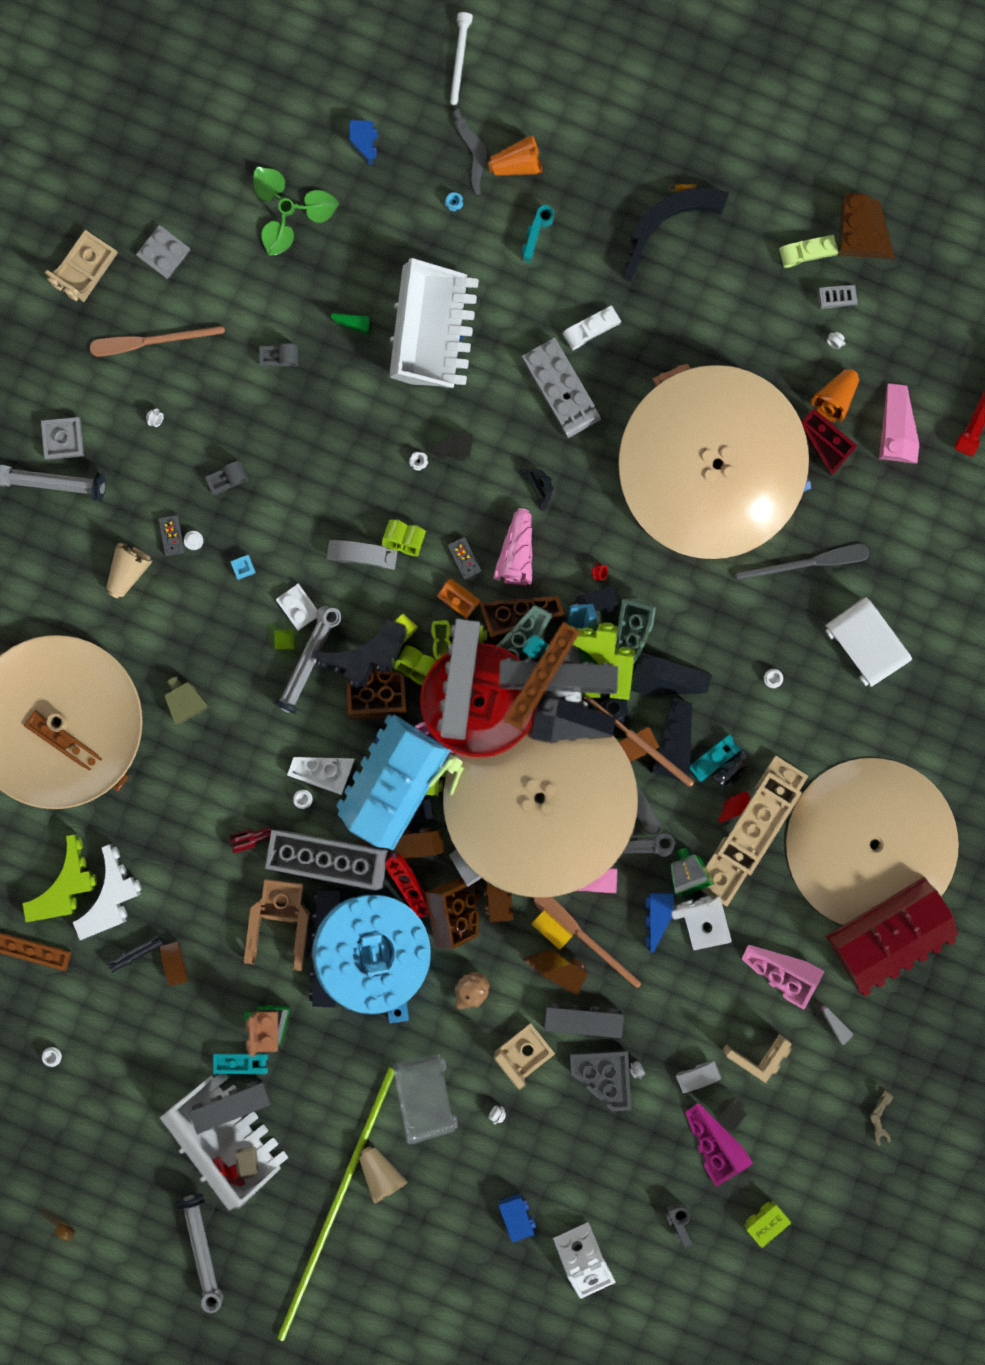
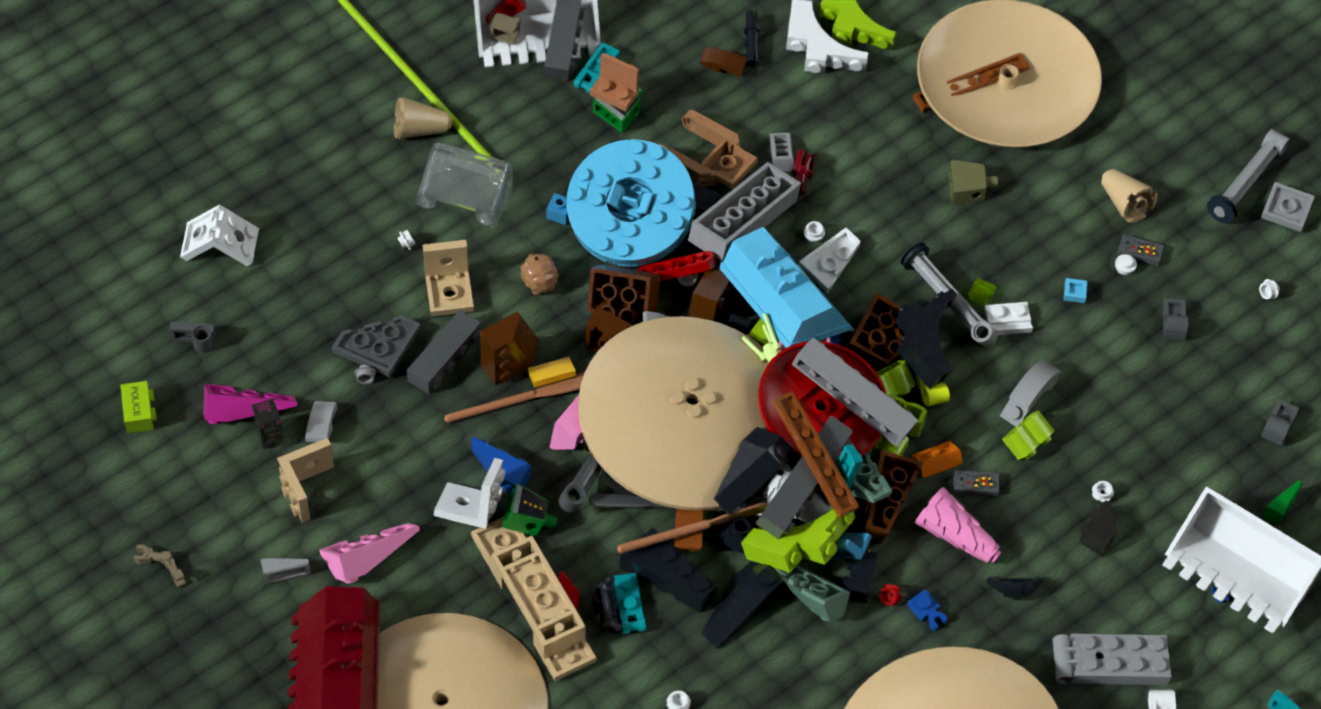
camera: 120 degrees right, 30 degrees down
(249, 857) = (781, 152): none -> light grey slope
(516, 1217) = (300, 206): blue brick -> none
(593, 543) = (926, 607): none -> blue plate

